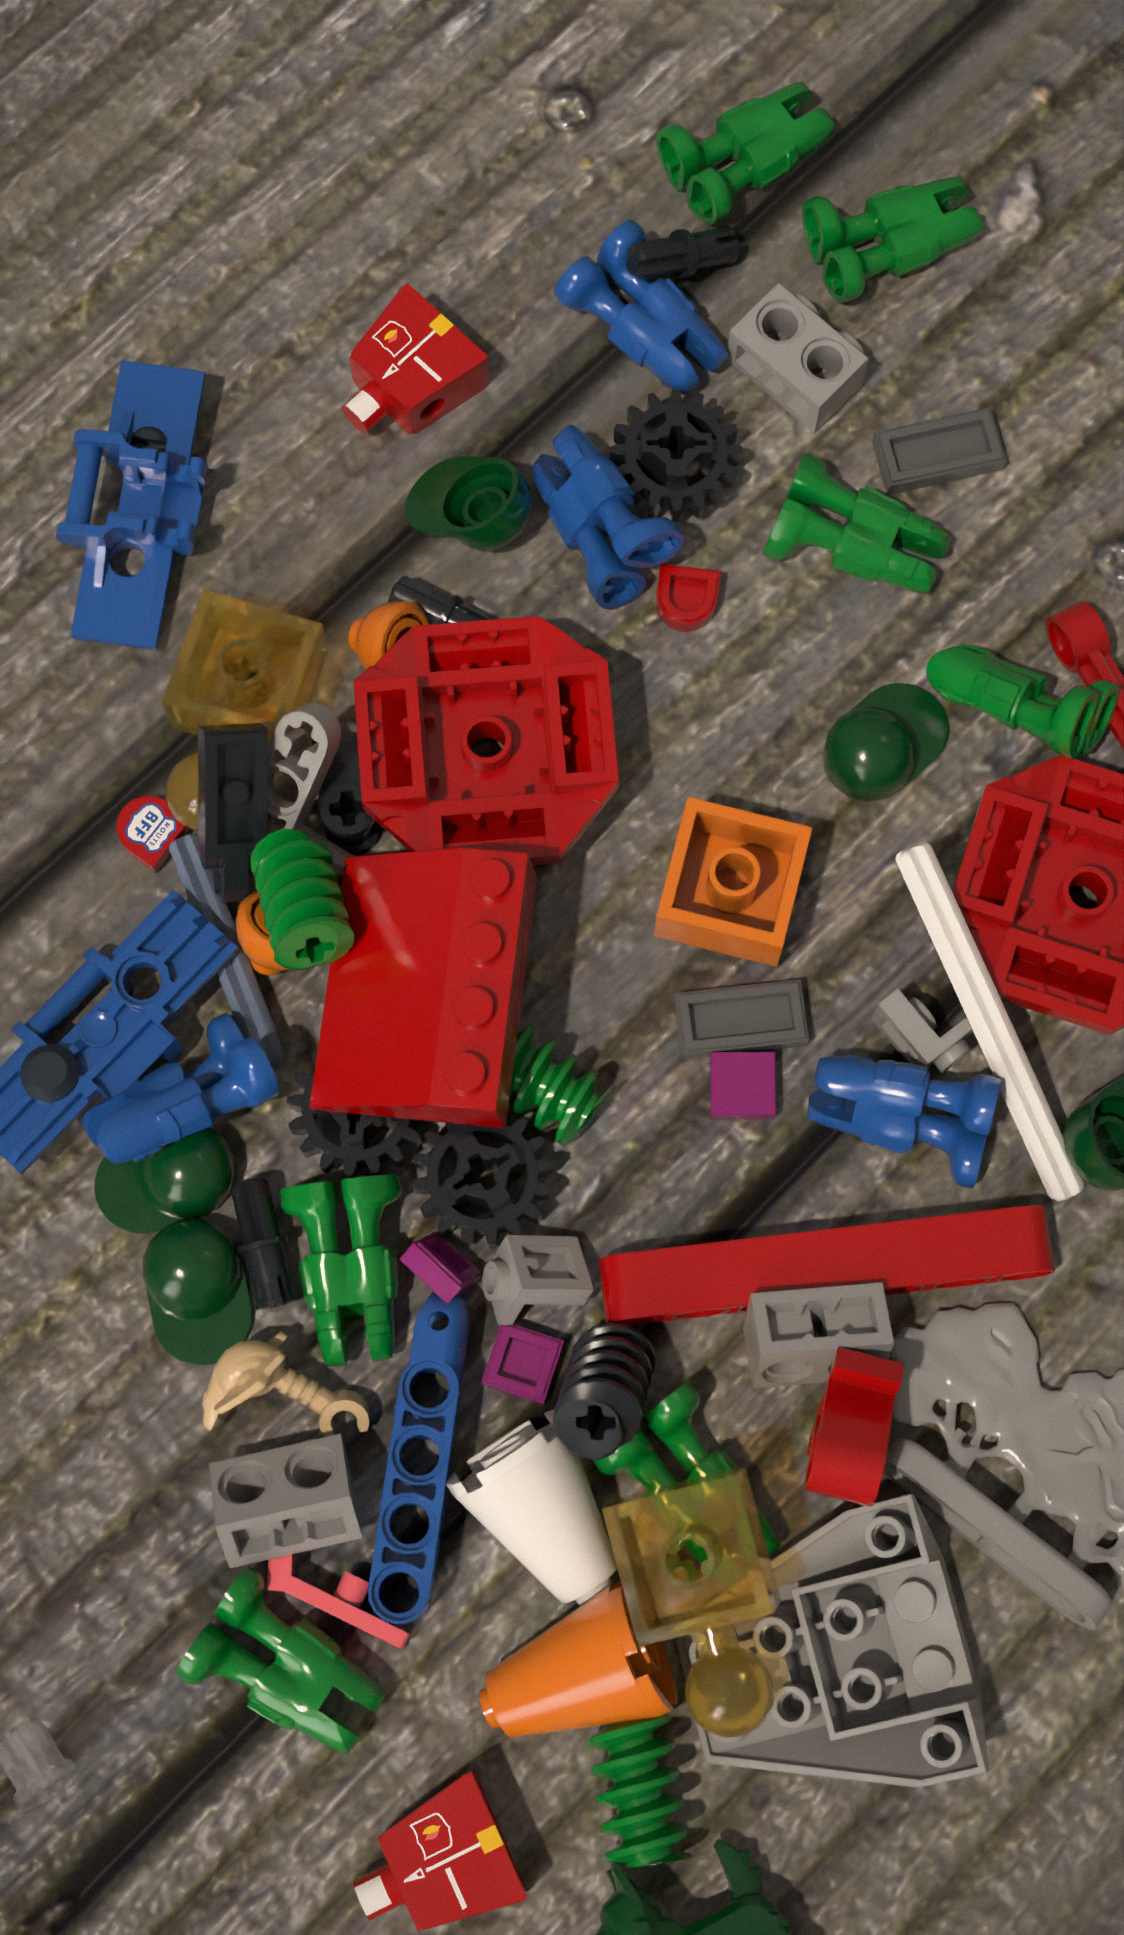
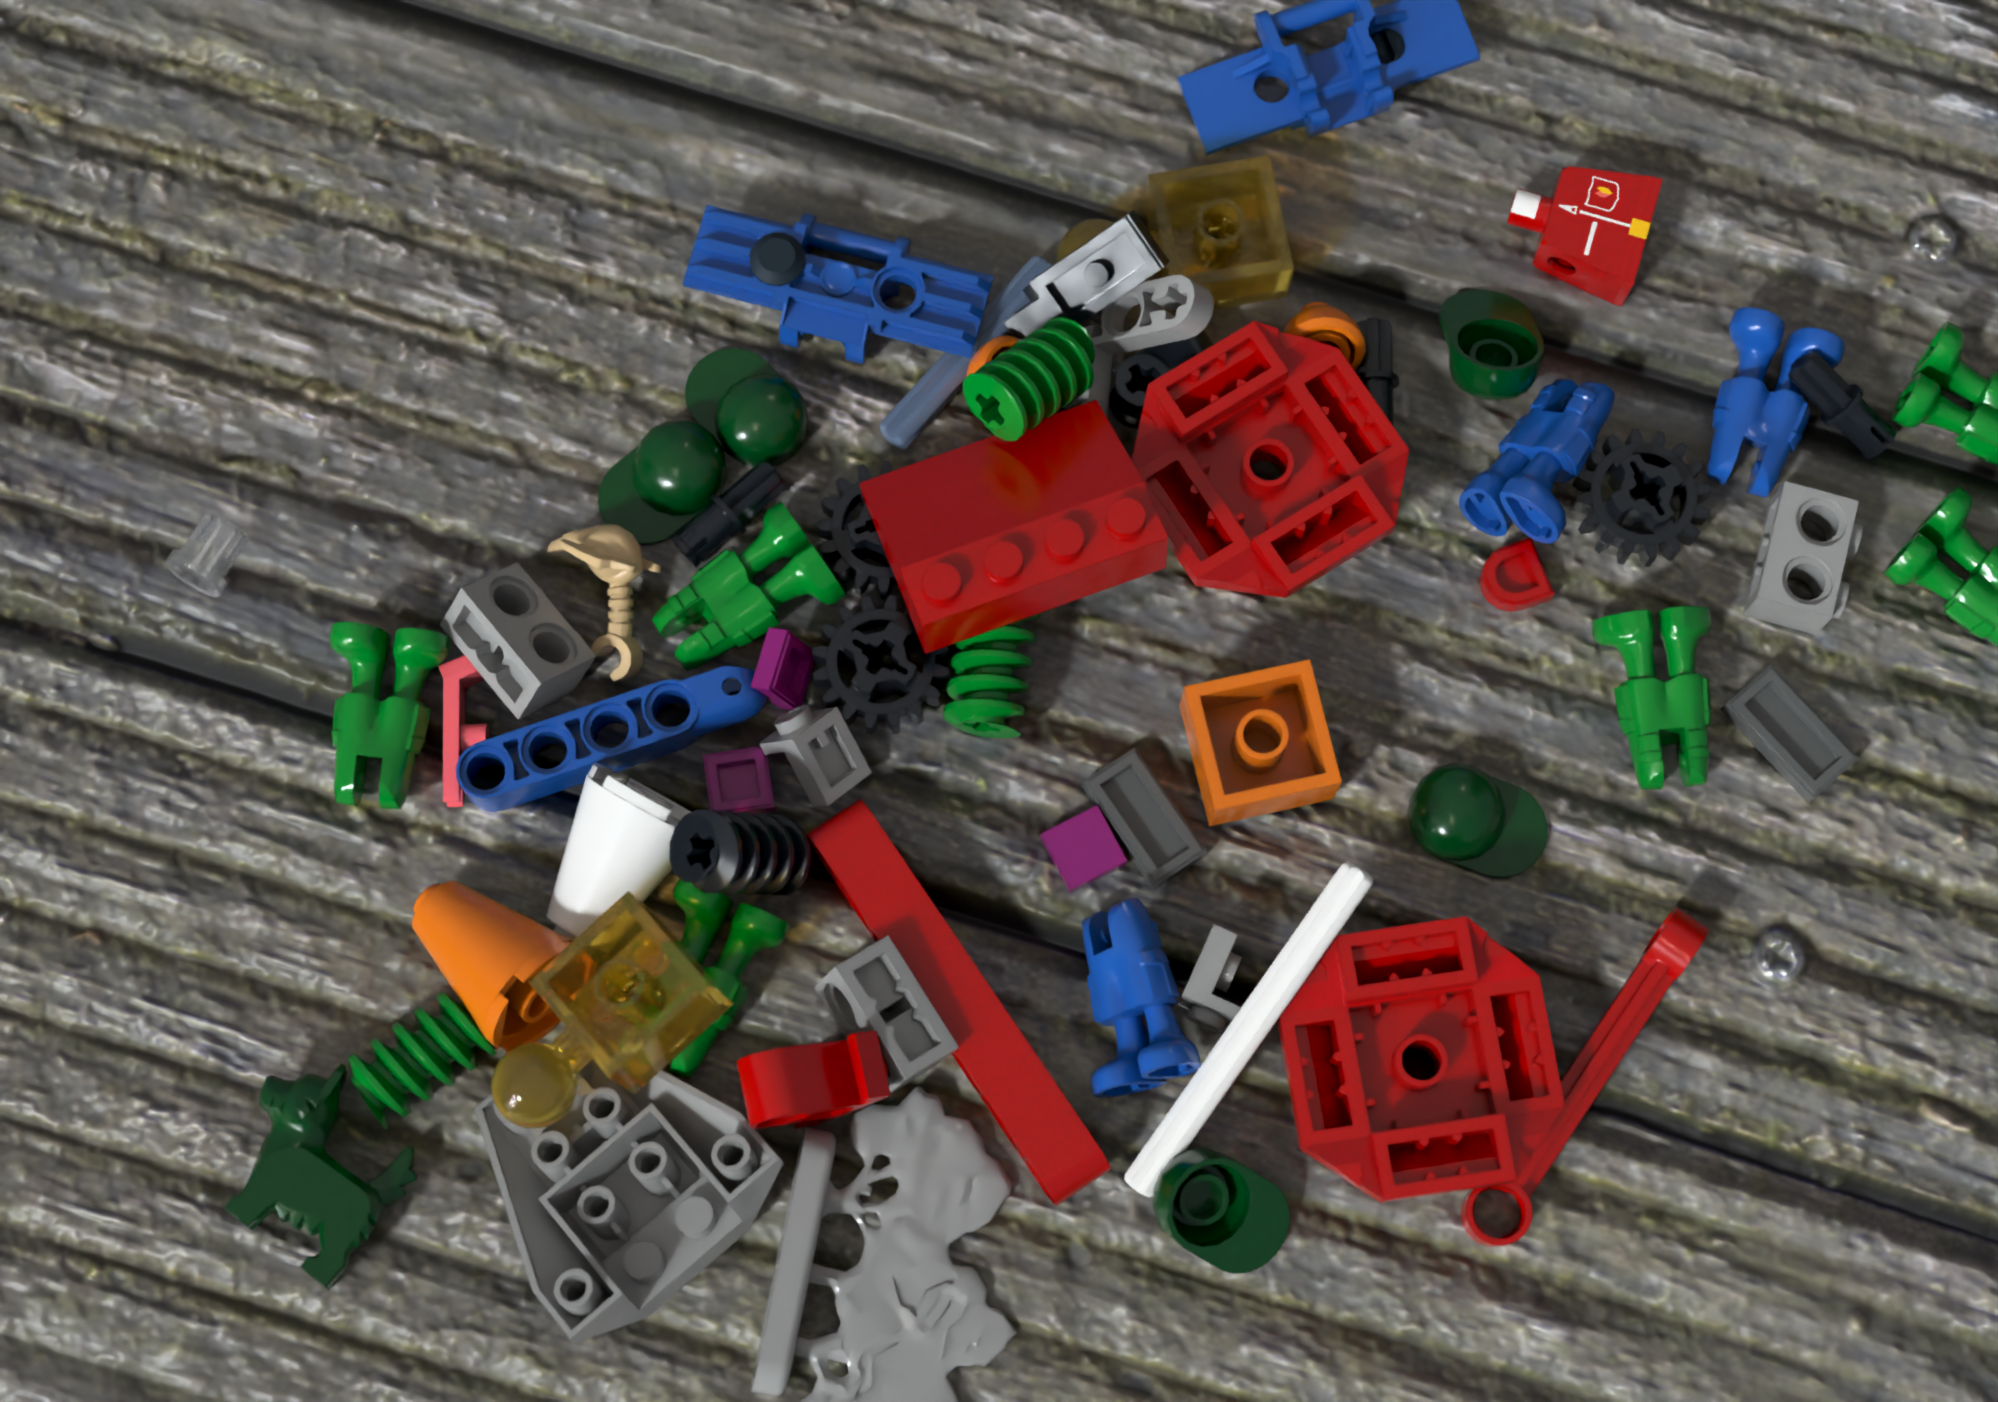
camera: 60 degrees right, 0 degrees up
(148, 829) = (1038, 231): tile -> none
(177, 1104) = (807, 377): blue piece -> none
(444, 1861) = (288, 925): red torso -> none
(1020, 698) = (1577, 919): green piece -> none

